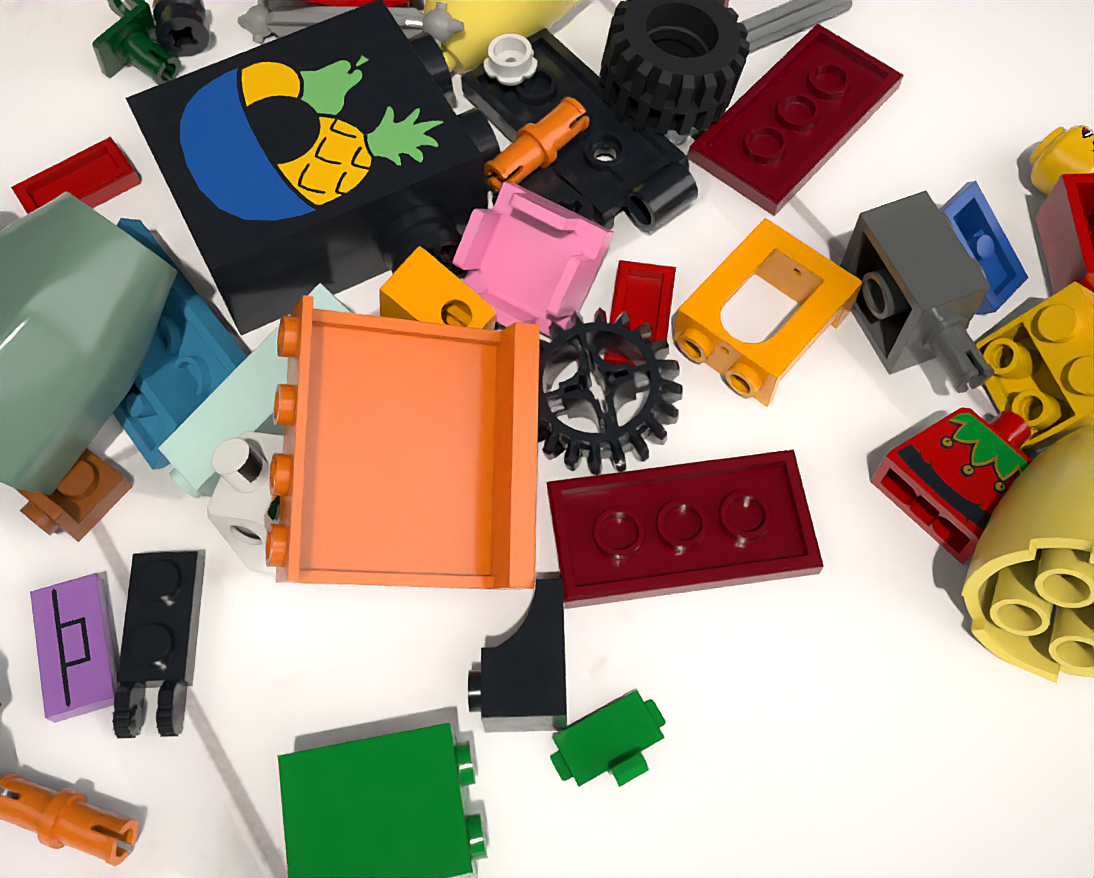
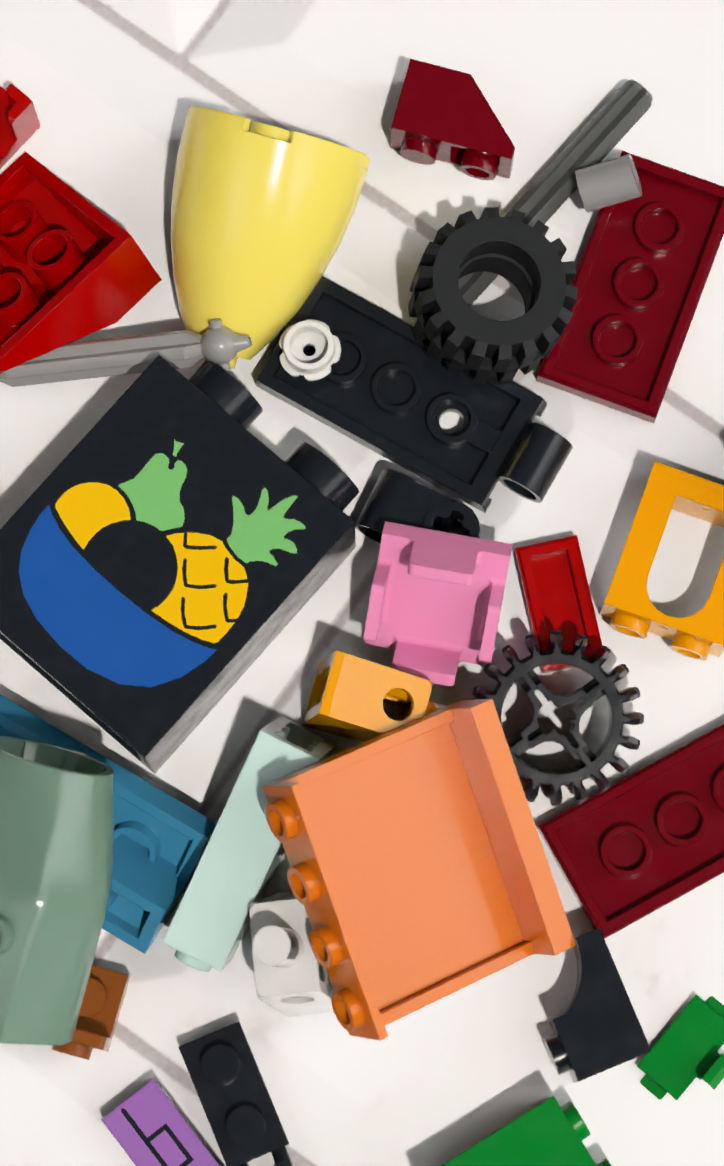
camera: 20 degrees left, 15 degrees up
(423, 227) = (316, 620): black wheel -> none
(537, 144) = (389, 462): orange pin -> none
(799, 29) = (608, 183): none -> light grey hinge

